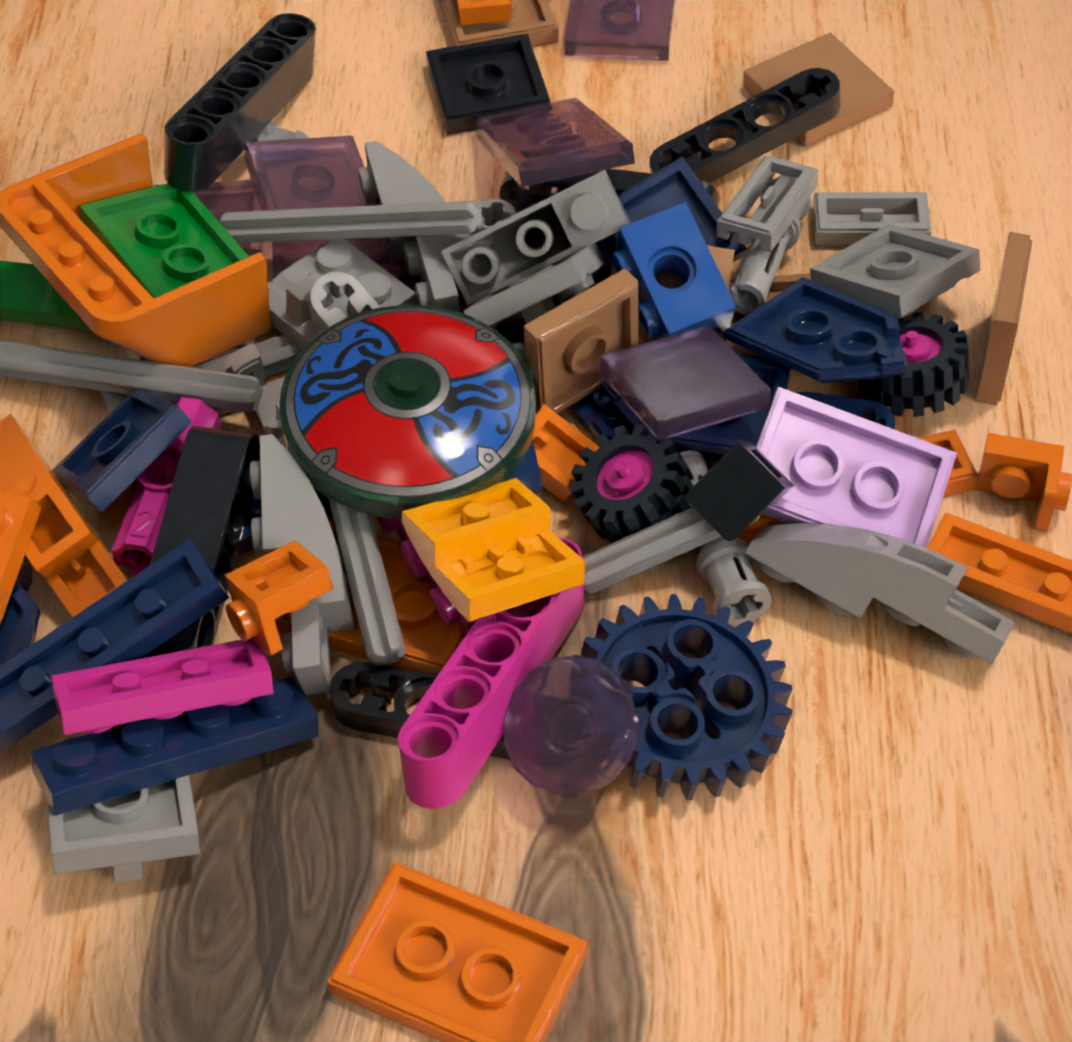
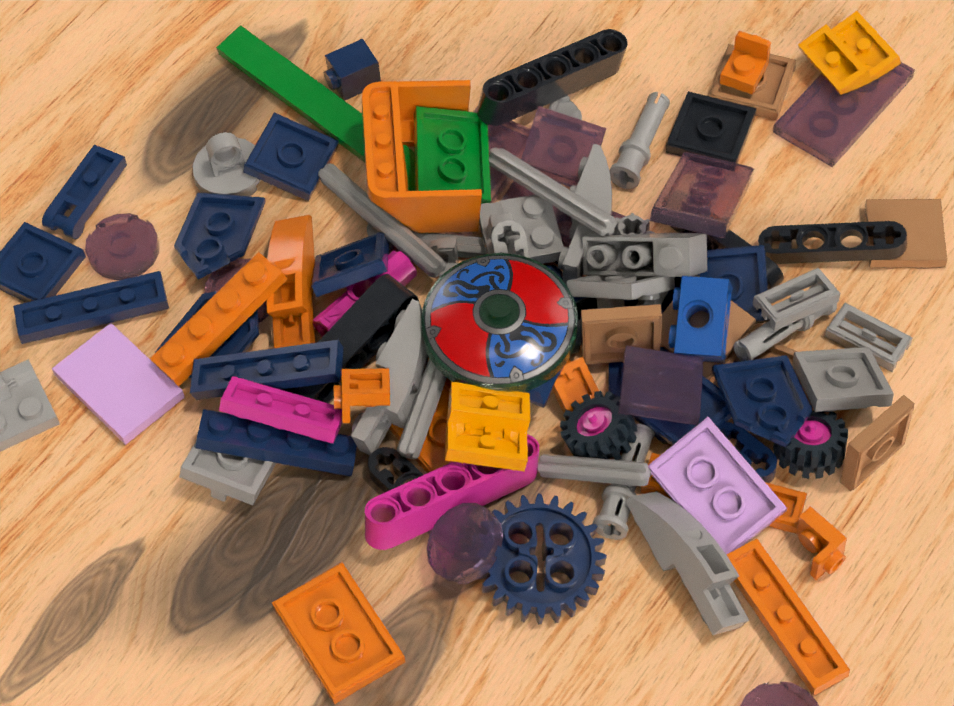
camera: 35 degrees right, 5 degrees up
(410, 136) = (635, 151): none -> light grey pin
(738, 489) = (641, 463): black panel -> none

